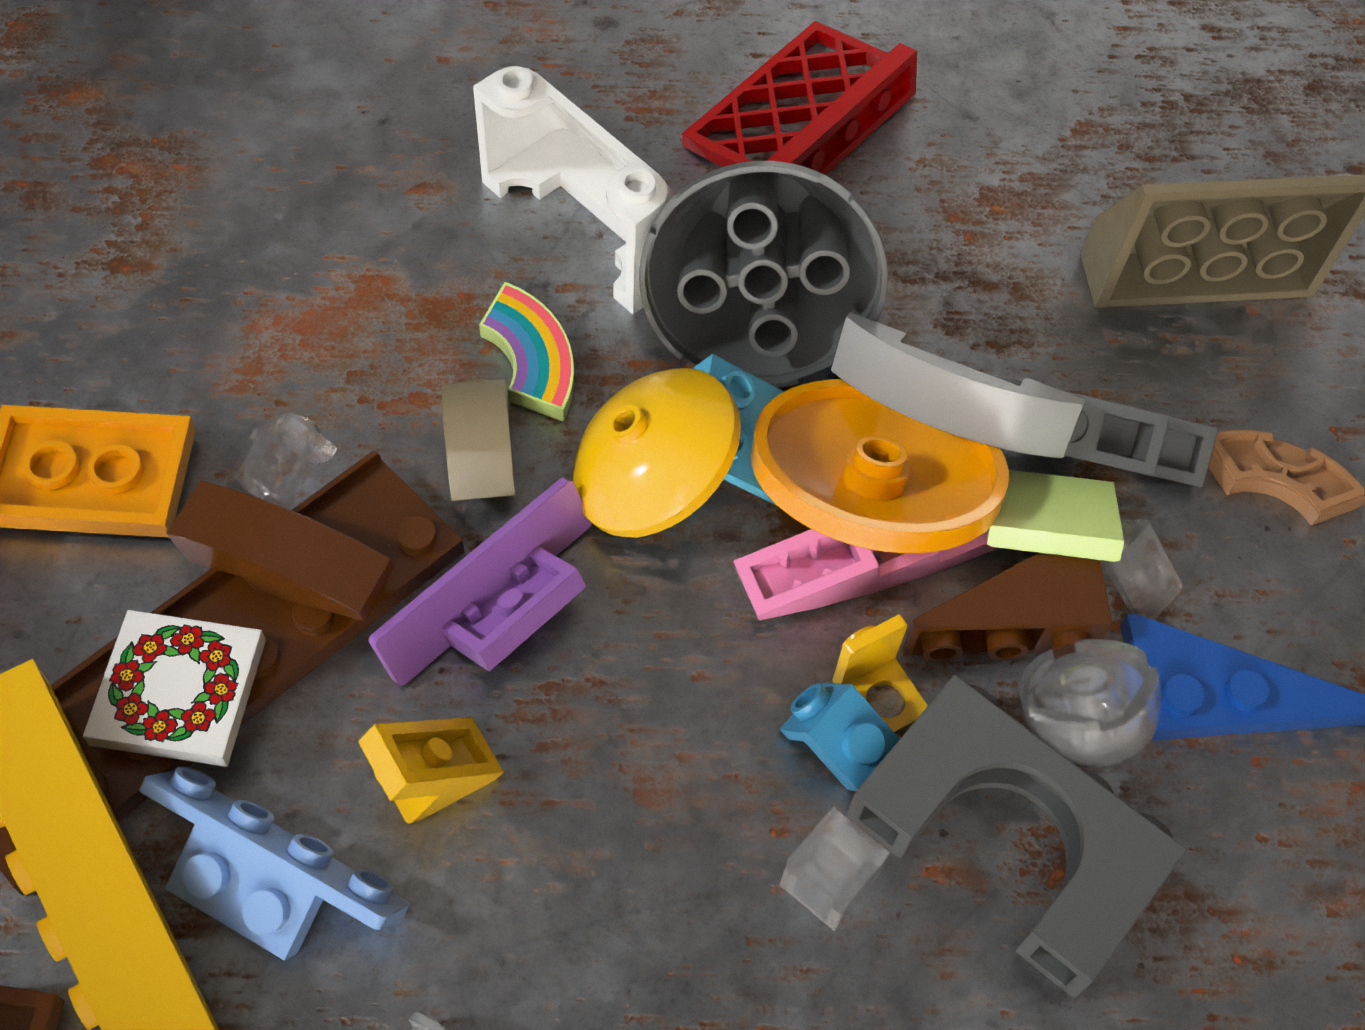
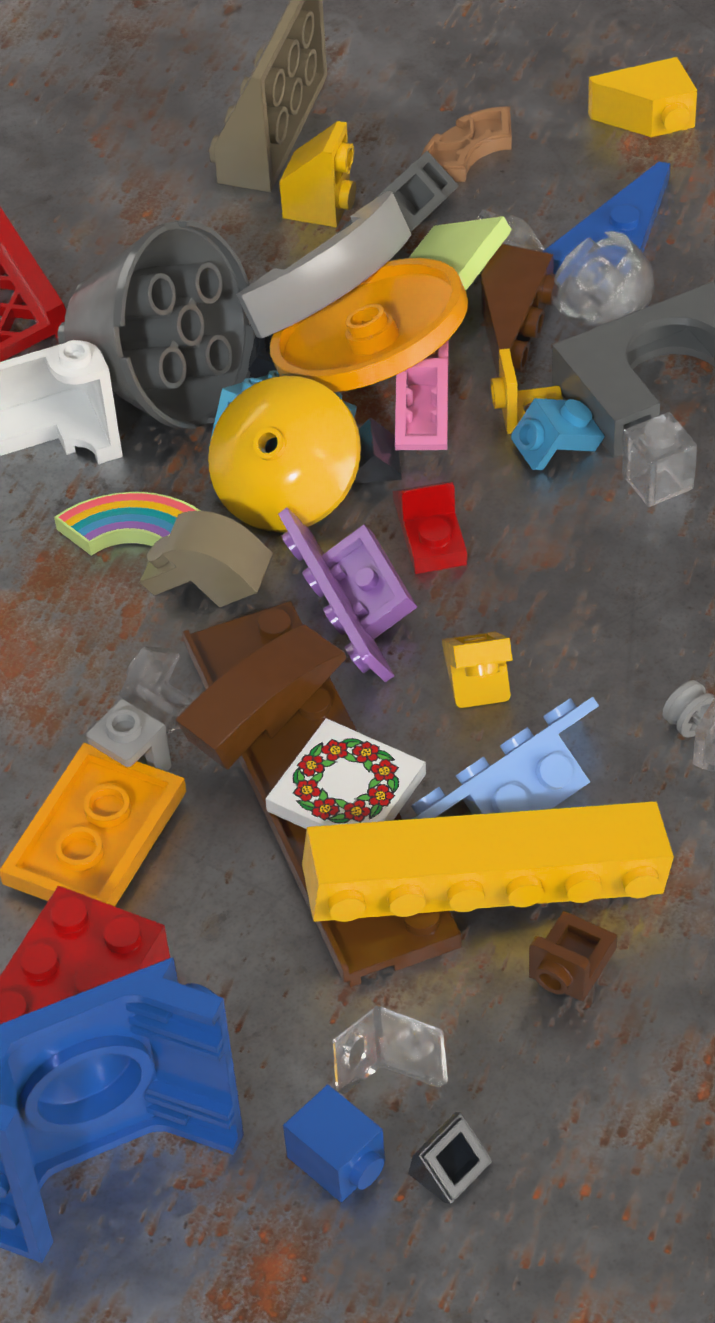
camera: 60 degrees left, 10 degrees down
(189, 448) = (131, 736): none -> light grey bracket
(643, 642) = (431, 527): none -> red slope
(718, 545) = (378, 455): none -> black slope
(1110, 340) = (317, 179): none -> yellow slope

